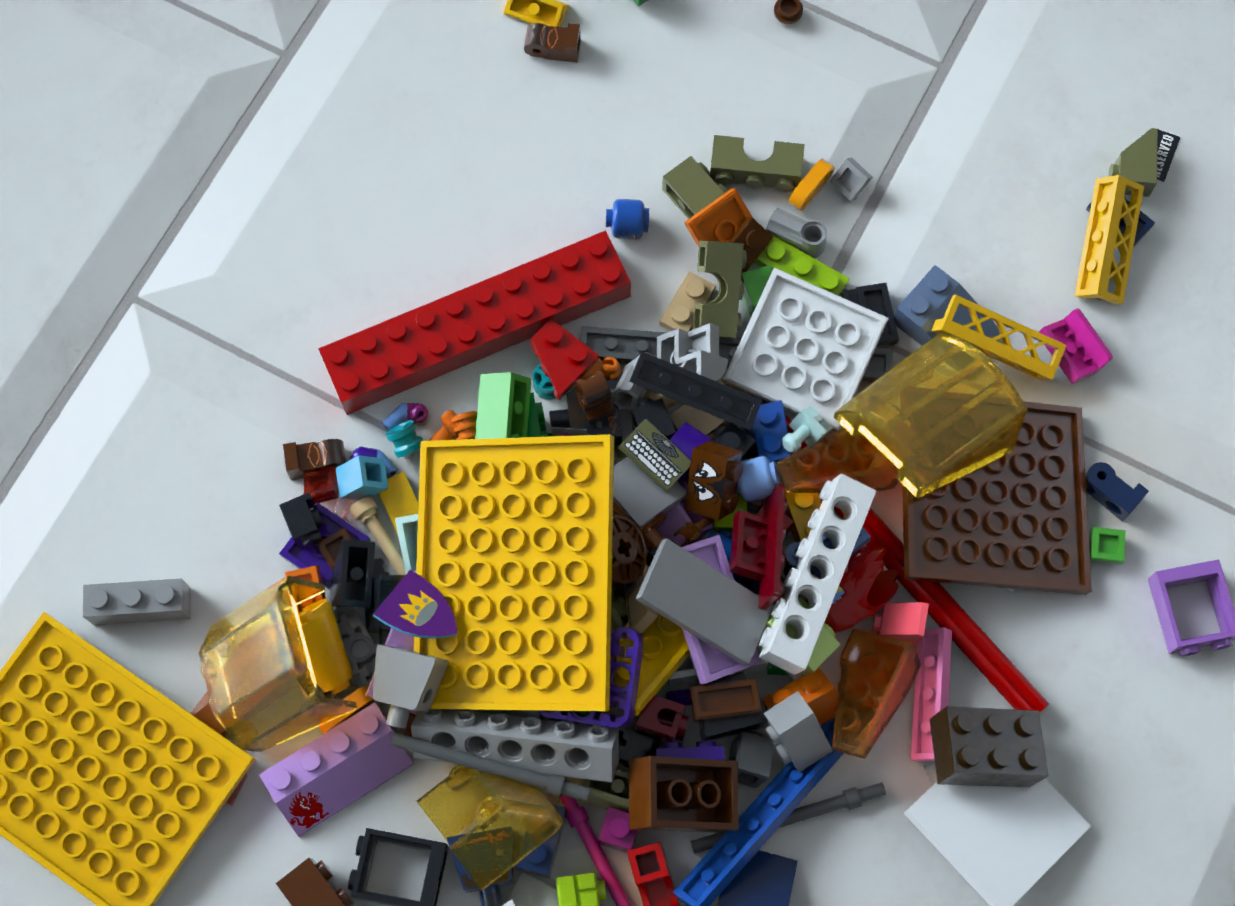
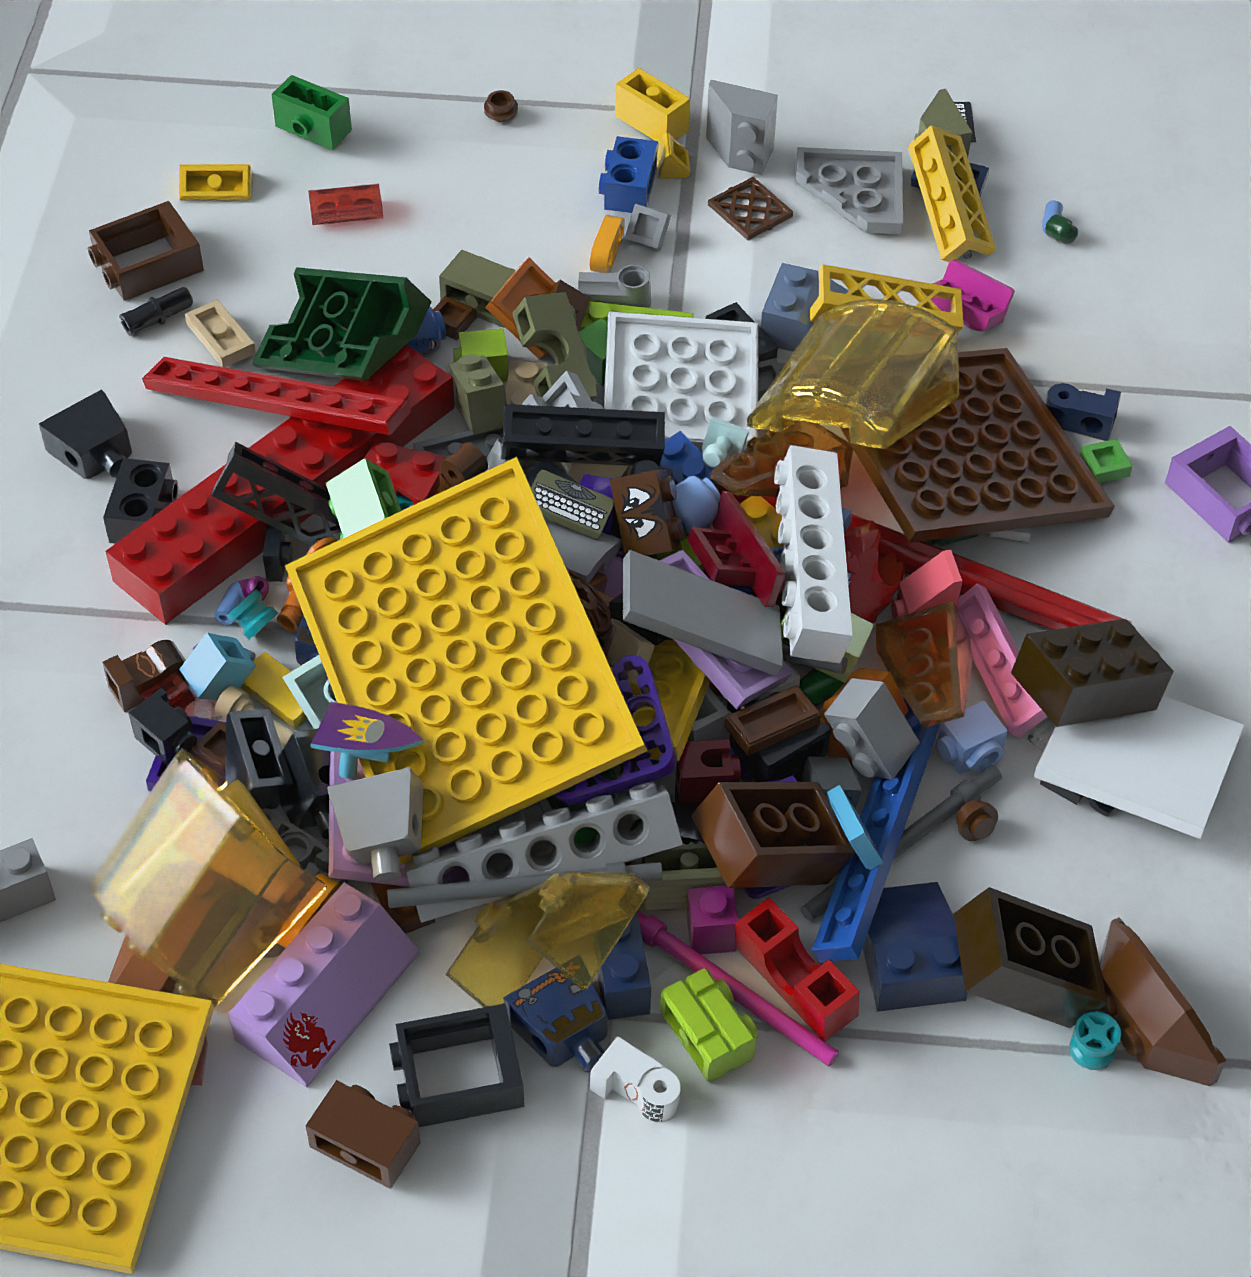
camera: 25 degrees left, 20 degrees down
(351, 229) = (88, 437): none -> black torso
(356, 301) = (138, 495): none -> black brick
(443, 122) = (156, 310): none -> black axle
(443, 388) = (276, 554): none -> black plate
(448, 41) = (138, 230): none -> reddish brown window
(455, 340) = (276, 481): none -> black fence
(481, 163) = (220, 333): none -> tan plate
(493, 253) = (278, 395): none -> red tile
(553, 42) = (252, 203): reddish brown leg -> none
(566, 205) = (344, 324): none -> dark green piece
(625, 68) = (345, 204): none -> clear red plate
(646, 303) = (478, 393): none -> olive brick
(663, 210) = (456, 316): none -> reddish brown tile
(667, 261) = (487, 343): none -> lime brick
(746, 809) = (854, 828): none -> medium azure tile
(779, 171) = (563, 243): olive arch -> none
(848, 825) = (976, 820): none -> reddish brown plate
(864, 123) = (629, 174): none -> blue brick
(882, 760) = (972, 740): none -> light blue brick
(903, 114) = (672, 159): none -> yellow slope
(906, 59) = (652, 106): none -> yellow brick
(931, 177) = (734, 192): none -> reddish brown window
(969, 108) = (741, 125): none -> light grey slope
(1040, 196) = (857, 184): none -> light grey plate
(1185, 295) = (1056, 225): none -> dark green arm

